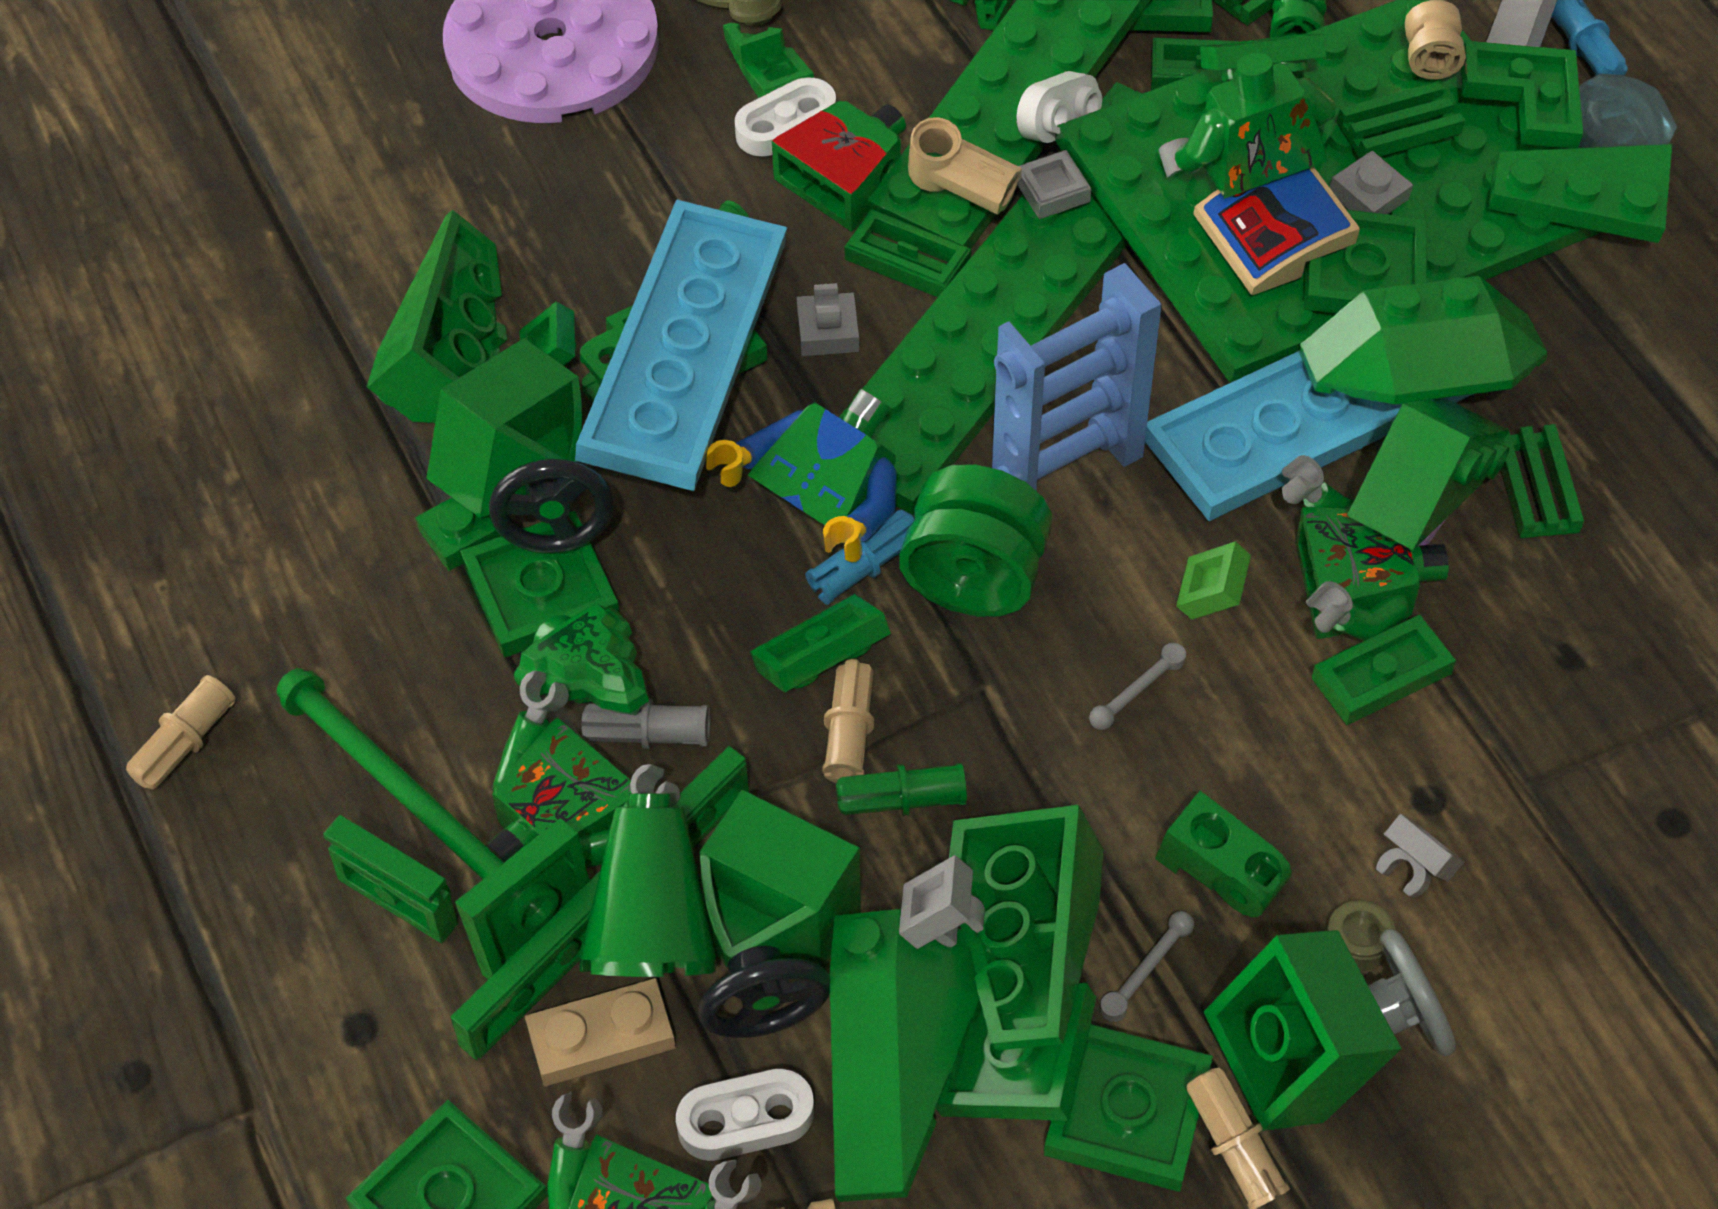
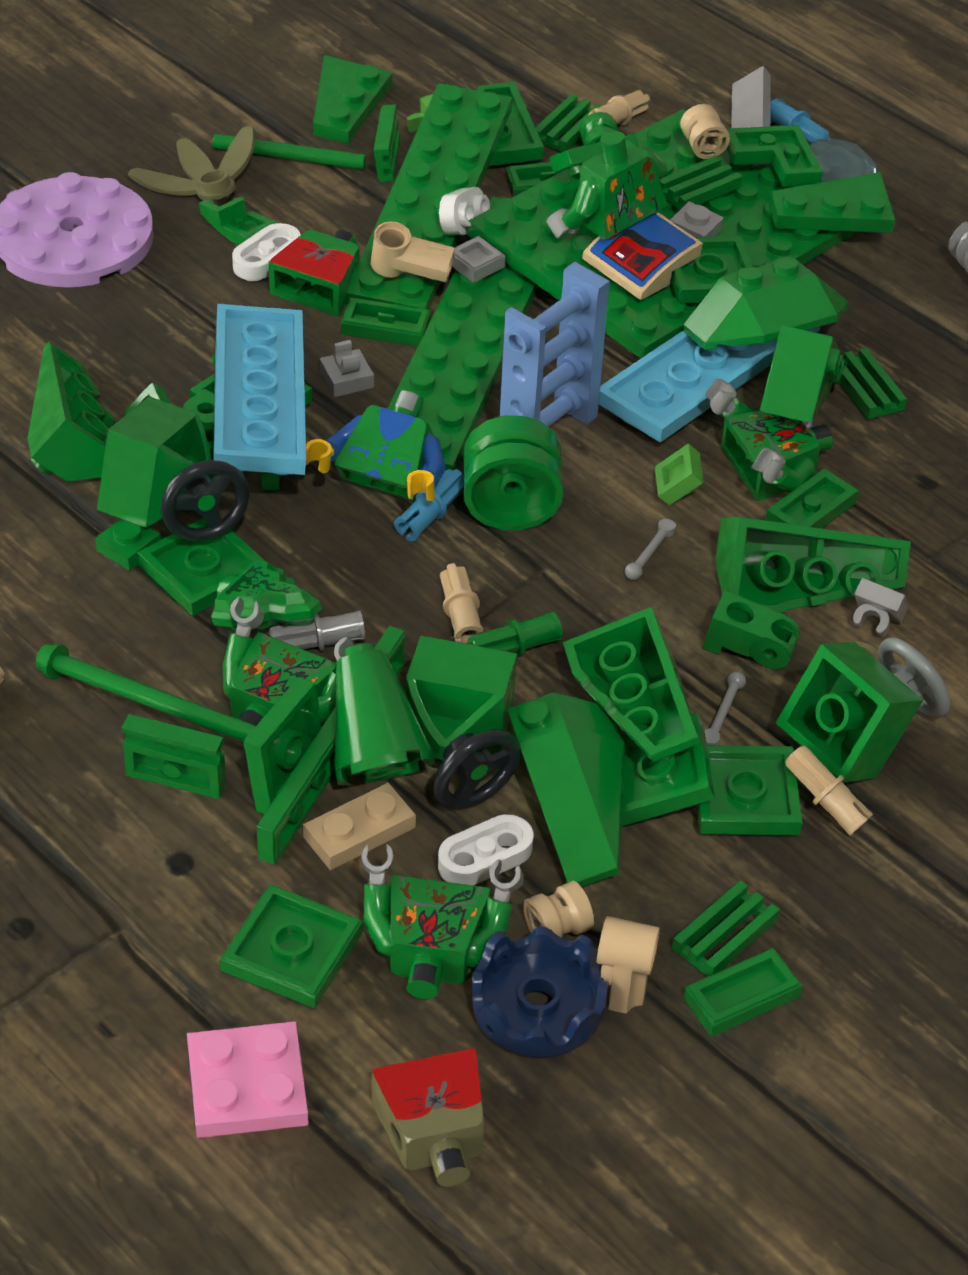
camera: 20 degrees left, 10 degrees down
(819, 643) = (420, 561): green plate -> none
(940, 903) = (581, 679): light grey tile -> none
(1314, 761) = (803, 565): none -> green wedge

